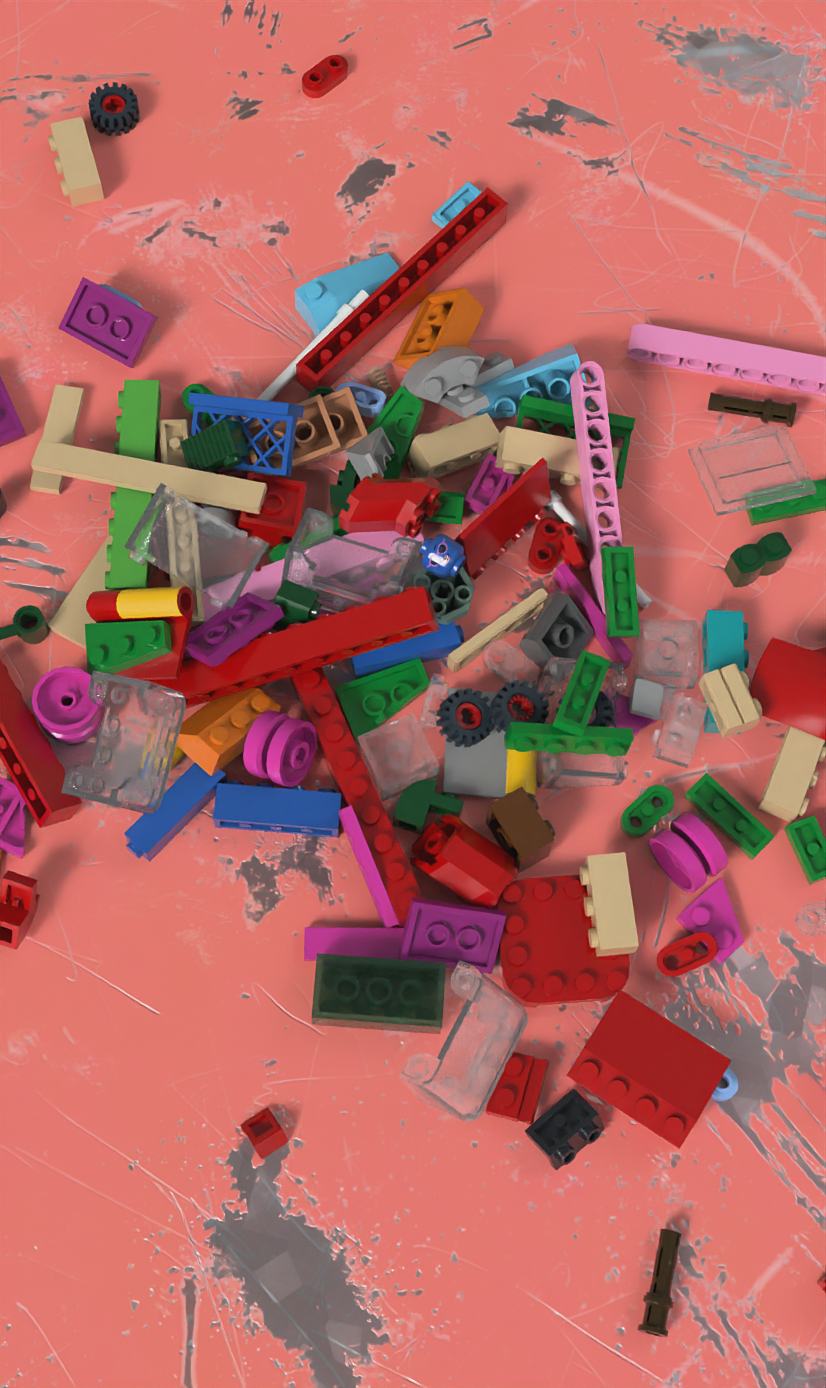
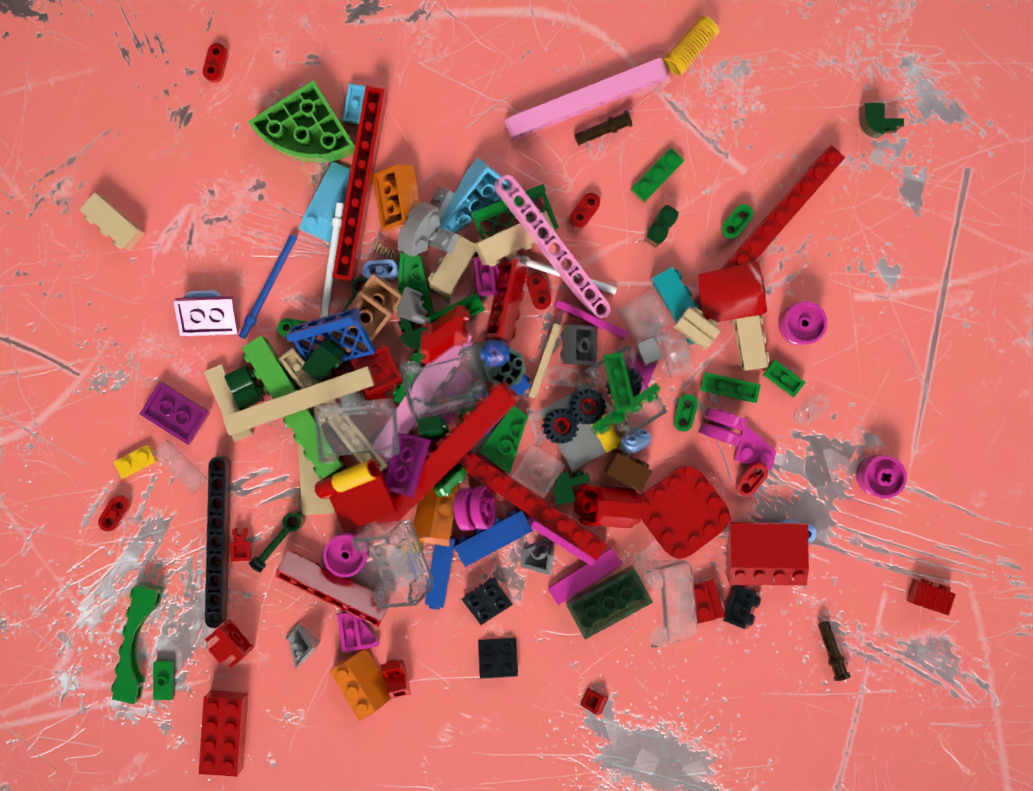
camera: 30 degrees left, 20 degrees up
(93, 426) = (244, 387): none -> dark green brick
(125, 114) = (117, 170): black bush -> none
(125, 644) = (354, 506): green wing -> none
(158, 362) = (250, 320): none -> blue bar
(170, 978) = (498, 658): none -> black hinge
(210, 890) = (486, 601): none -> black hinge
(261, 689) = (449, 480): none -> green plate
(322, 877) = (539, 556): none -> light grey slope
(379, 193) = (304, 127): none -> bright green brick
(452, 934) = (627, 549): magenta plate -> none
(552, 799) = (636, 441): none -> light blue plate
(573, 549) = (559, 289): red plate -> none
(609, 904) = (699, 484): tan brick -> none
(620, 592) = (600, 302): green plate -> none
(671, 488) = (585, 210): none -> red plate
(751, 469) = (625, 170): clear piece -> none

